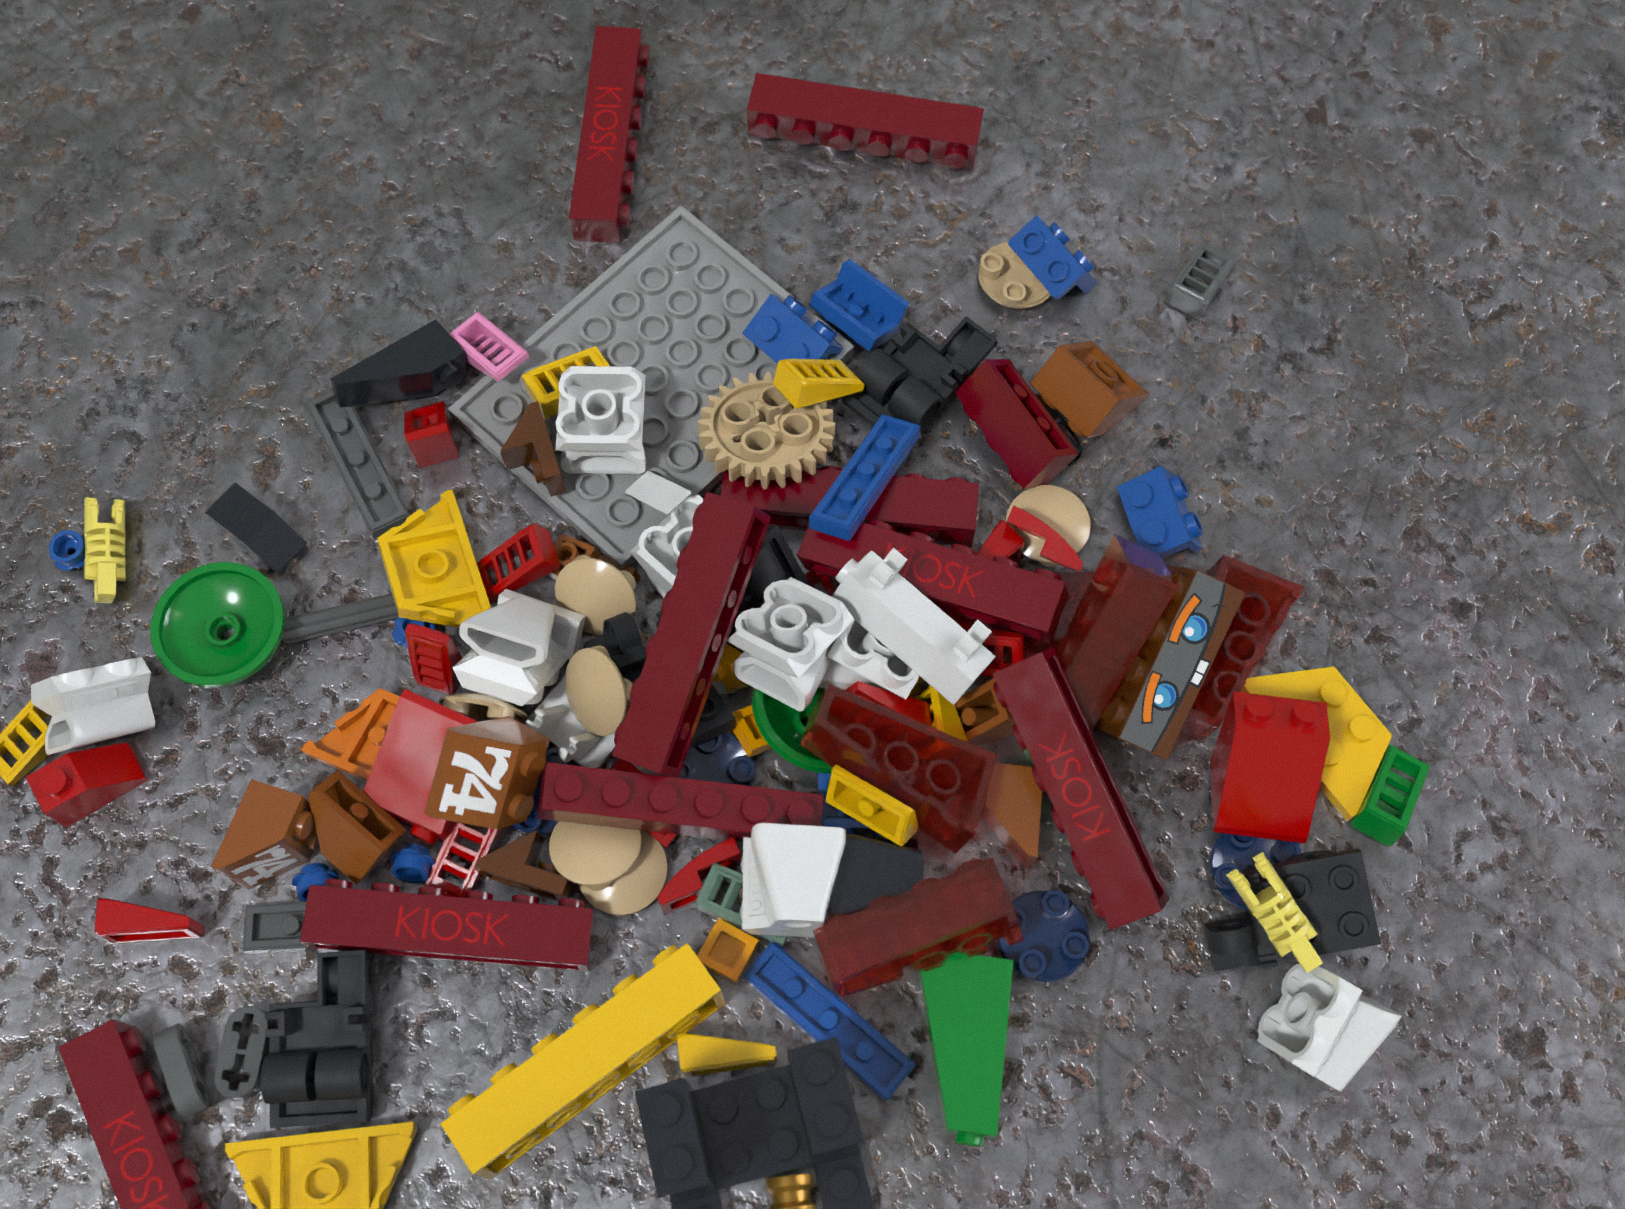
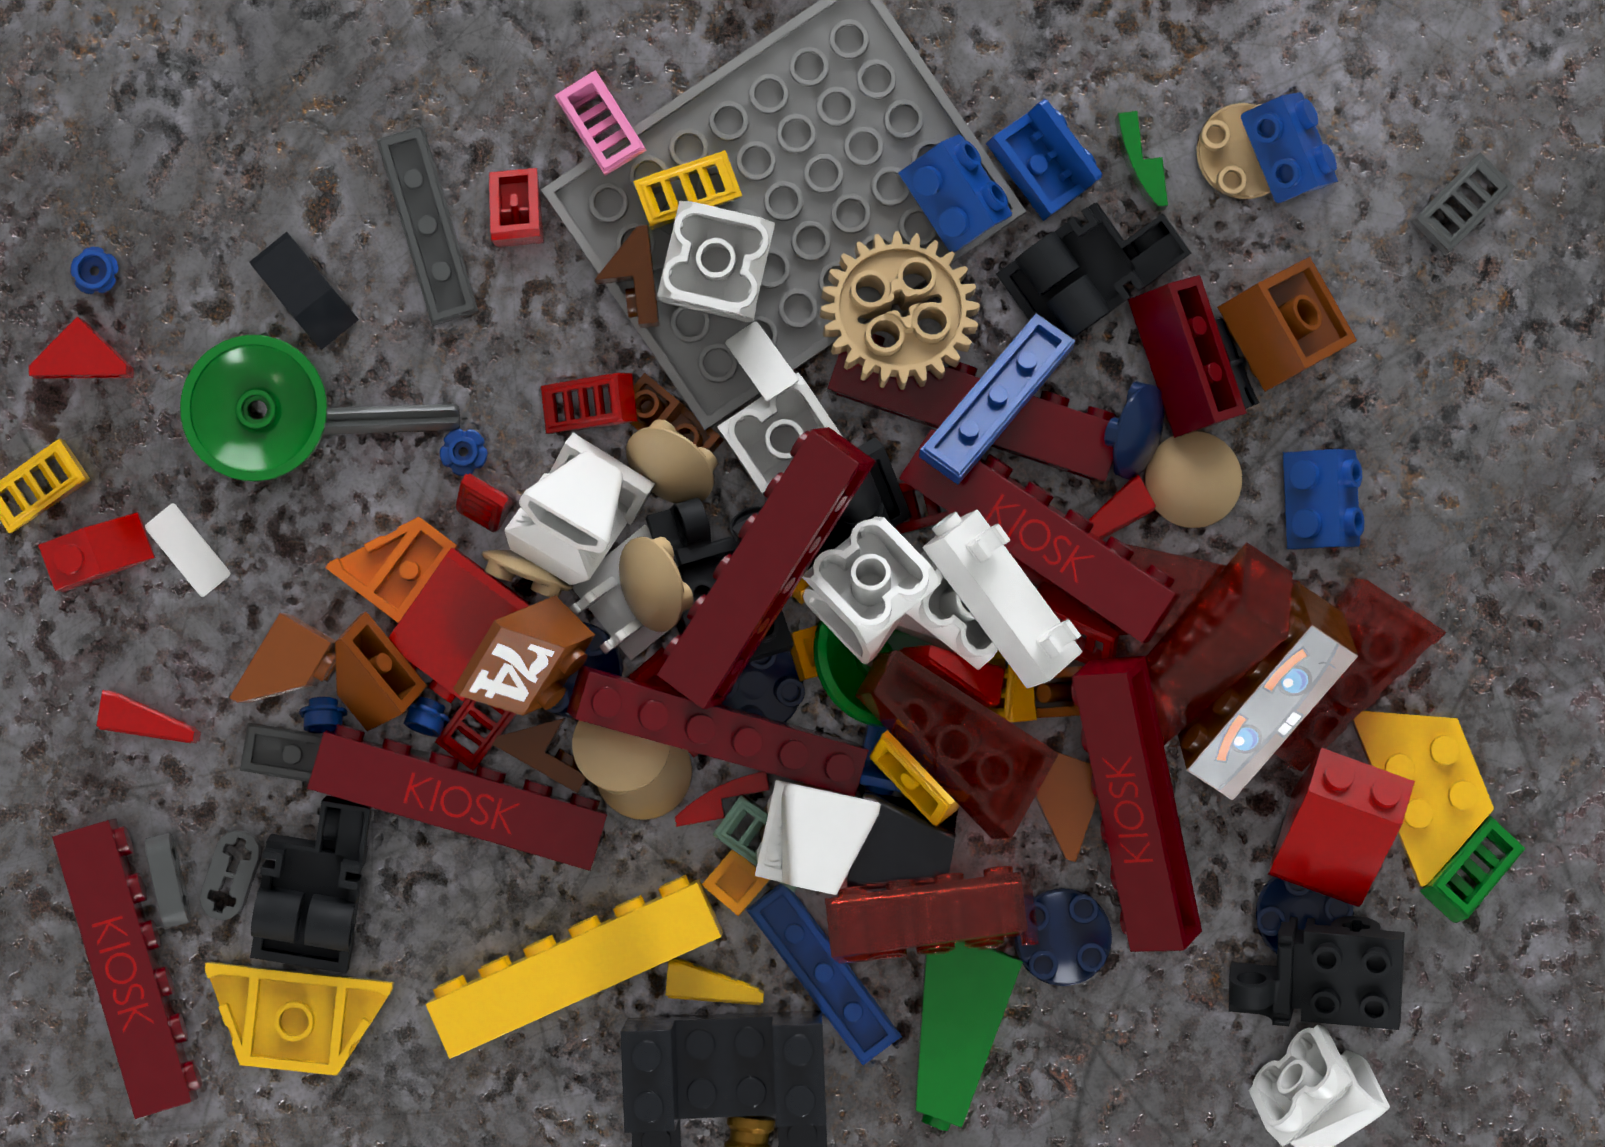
camera: 15 degrees right, 20 degrees up
(58, 620) = (80, 355): none -> red slope
(95, 704) = (115, 477): white piece -> none
(104, 549) = (133, 279): light yellow hinge -> none
(177, 767) = (187, 550): none -> white sticker
(404, 370) = (506, 128): black slope -> none
(433, 566) = (498, 388): yellow wing -> none
(814, 380) = (946, 285): yellow slope -> none
(939, 299) = (1146, 173): none -> green slope
(990, 484) = (1136, 431): none -> dark blue dish
(1055, 547) = (1190, 523): red slope -> none
(1278, 914) = (1298, 984): light yellow hinge -> none

